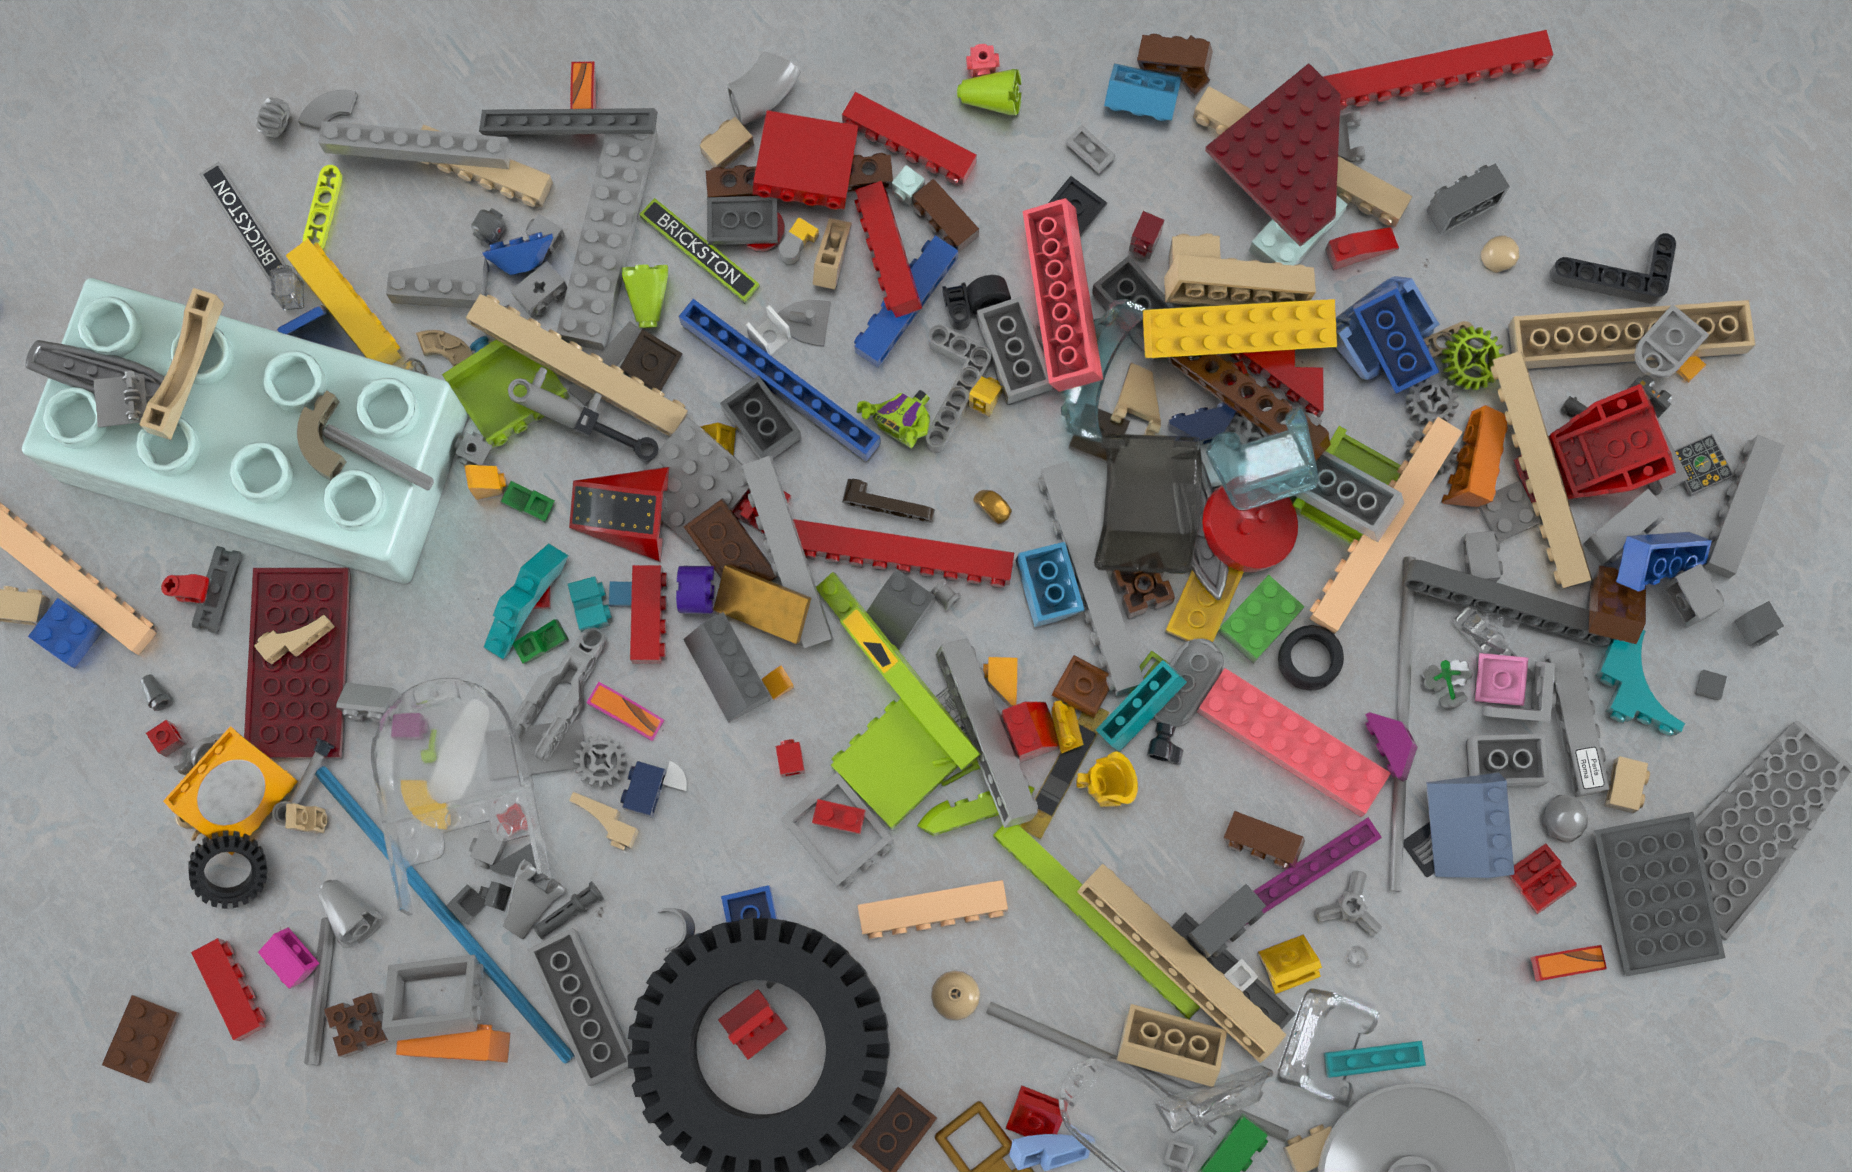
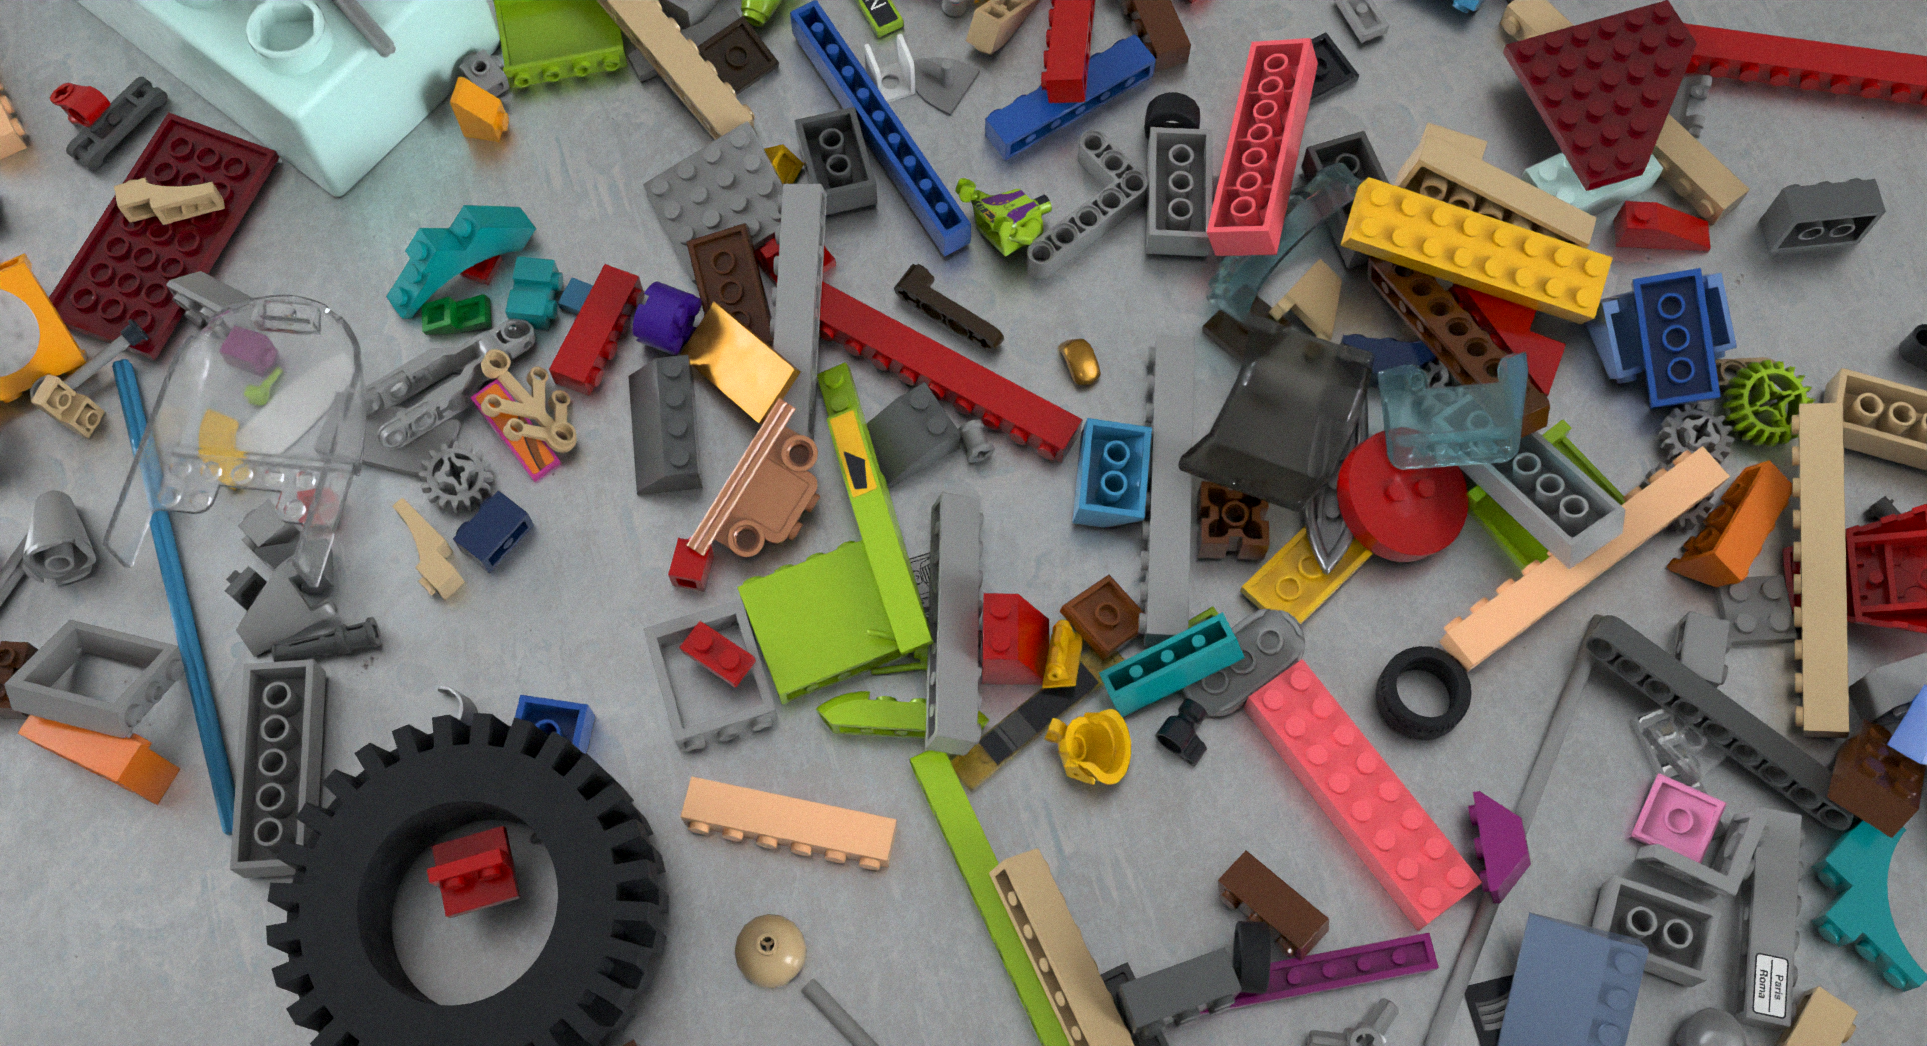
camera: 20 degrees right, 10 degrees down
(466, 904) = (205, 585): dark grey panel -> none
(527, 501) = (519, 156): green slope -> none
(572, 415) = (623, 82): light grey piece -> none
(622, 509) = (624, 201): wedge -> none
(630, 690) = (496, 365): none -> tan plant
(675, 777) = (539, 534): white tile -> none
(777, 682) = (718, 467): light orange slope -> none
(819, 691) = (764, 491): none -> nougat brick
(957, 302) = (1129, 120): black piece -> none
(985, 395) = (1120, 230): yellow slope -> none
(1002, 678) = (1006, 563): light orange slope -> none
(1146, 235) = (1394, 119): dark red piece -> none
(1261, 619) = (1373, 619): bright green brick -> none
(1263, 879) = (1252, 956): none -> black tyre
(1449, 675) = (1616, 789): light grey plant -> none
(1500, 253) = (1842, 298): tan hair -> none

